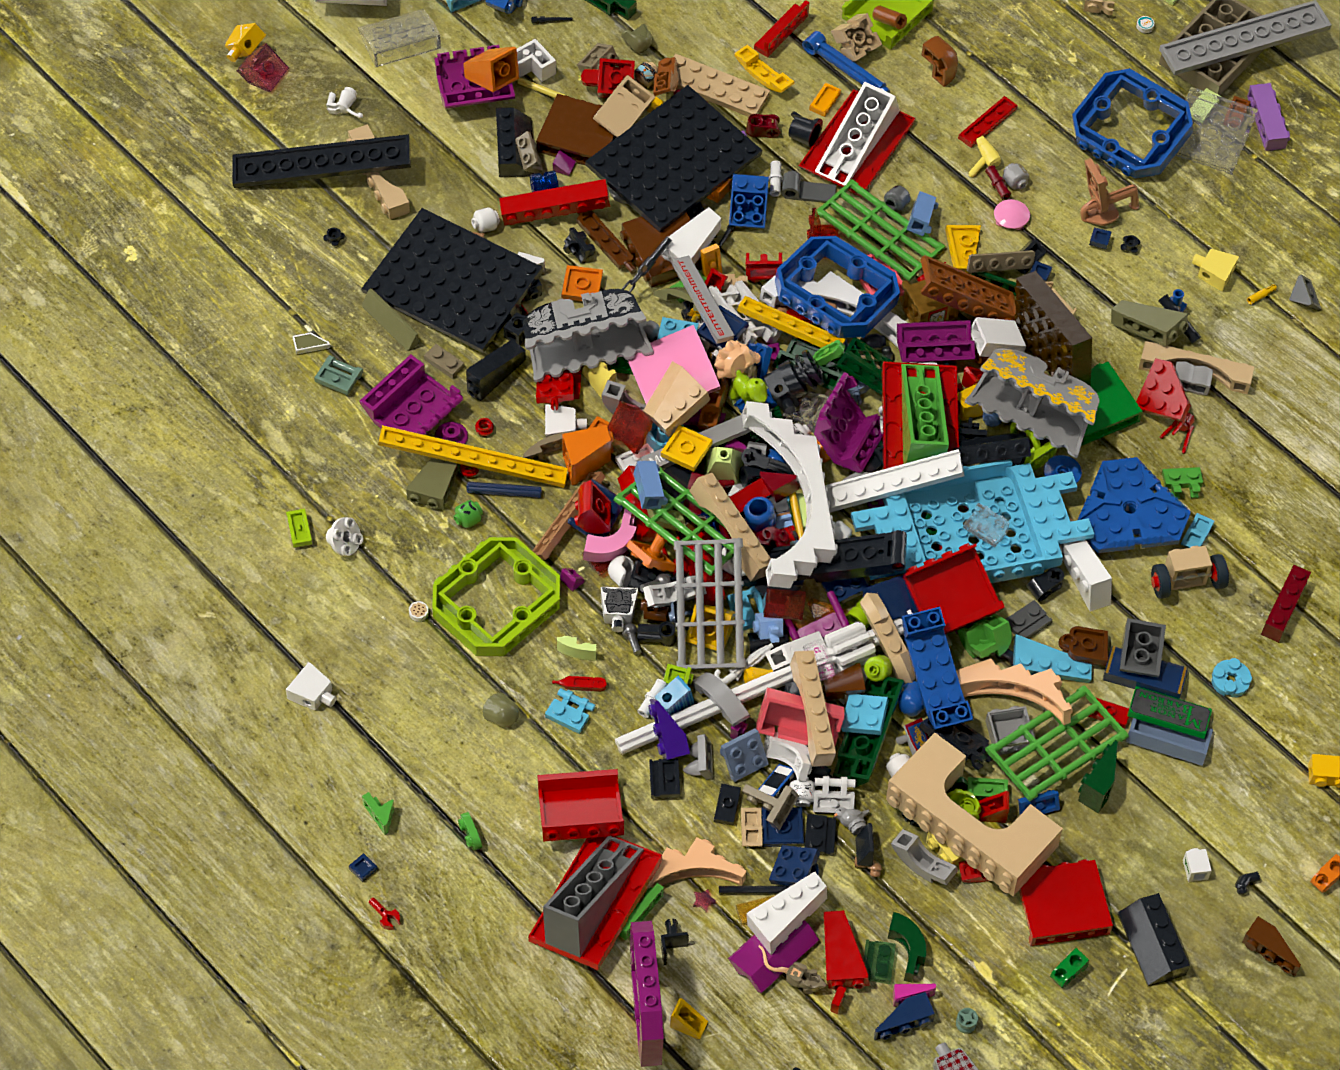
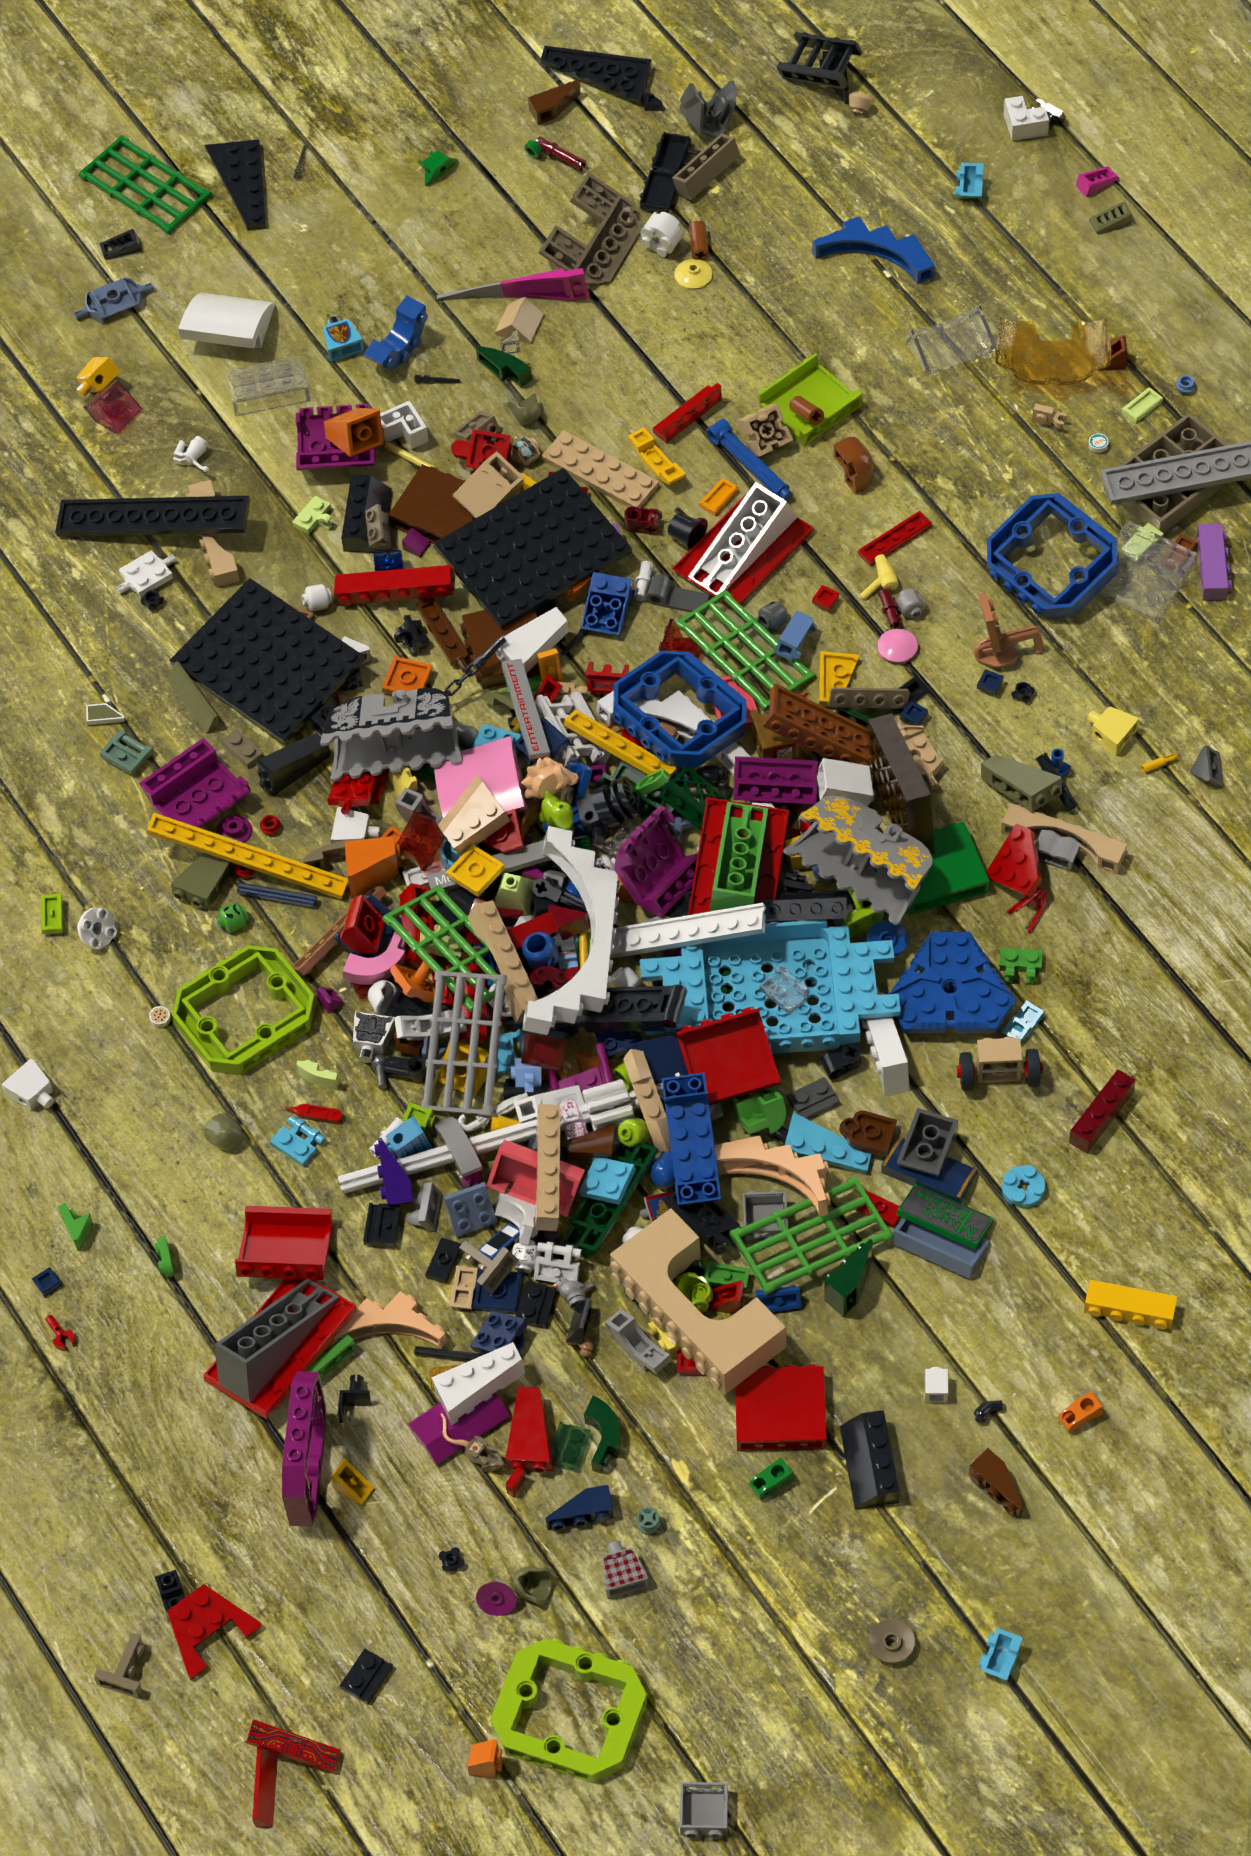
camera: 15 degrees right, 0 degrees up
(323, 213) = (145, 573): none -> white plate
(465, 147) = (312, 515): none -> yellowish green plate
(649, 485) = (423, 907): medium blue brick -> none
(660, 579) = (420, 1011): flat silver bar -> none
(667, 78) = (544, 458): dark orange slope -> none
(703, 900) = (396, 1359): clear pink piece -> none
(709, 415) = (509, 837): none -> red plate
(903, 991) = (587, 1480): dark pink slope -> none
(939, 178) = (825, 598): none -> red plate

